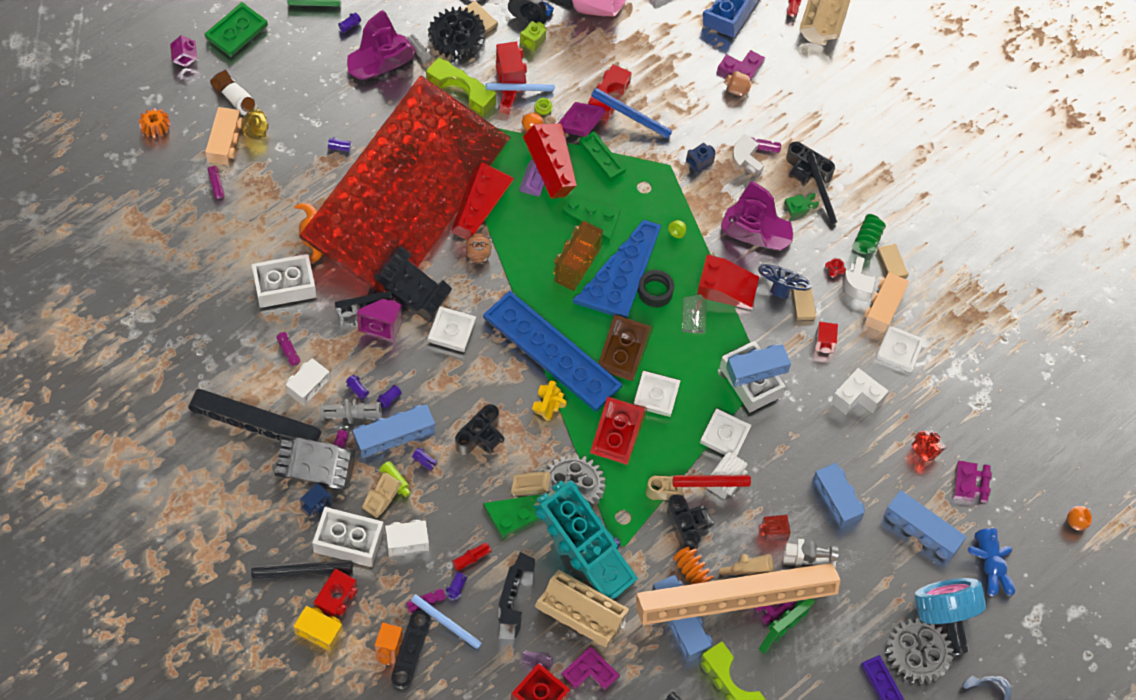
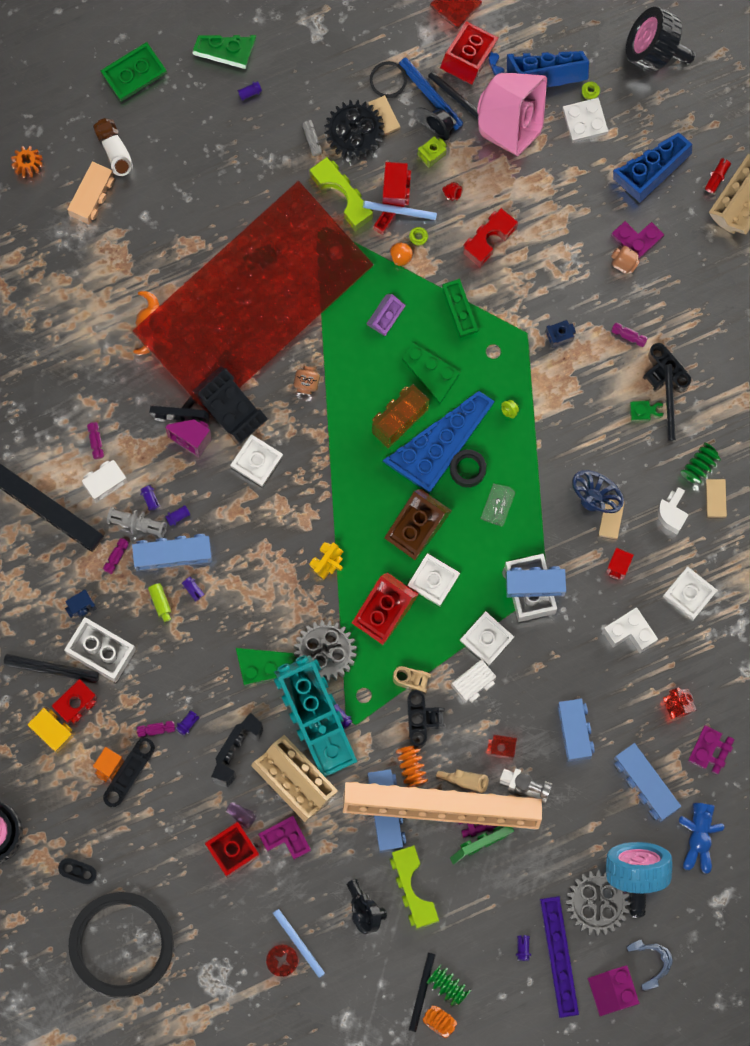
camera: 20 degrees right, 15 degrees up
(183, 51) = (74, 86): magenta brick -> none
(216, 182) = (71, 242): magenta axle -> none
(255, 124) = (124, 188): clear yellow hair -> none
(284, 280) = (108, 369): white brick -> none
(315, 461) = (89, 566): plate -> none
(337, 144) = (202, 230): dark purple pin -> none
(379, 49) = (270, 121): magenta piece -> none
(383, 494) = (142, 616): tan slope -> none
(407, 537) = (154, 663): white brick -> none
(446, 621) = (167, 755): light blue bar -> none
(471, 556) = (210, 697): red axle -> none
(481, 196) = (322, 328): red wedge -> none
(486, 438) = (258, 582): black piece -> none
(530, 483) = (284, 641): tan tile -> none
(551, 158) = (406, 300): red wedge -> none
(552, 351) = (346, 508): blue plate -> none
(562, 63) = (452, 191): none -> red plate
(581, 118) = (450, 262): magenta plate -> none
(631, 113) = (503, 269): blue axle -> none
(711, 480) = (454, 686): red axle -> none
(727, 283) = (541, 481): red slope -> none
(742, 155) = (602, 341): white brick -> none
(757, 220) = (601, 431): magenta piece -> none
(836, 262) = (656, 485): red plate -> none
(885, 302) = (692, 541): light nougat brick -> none

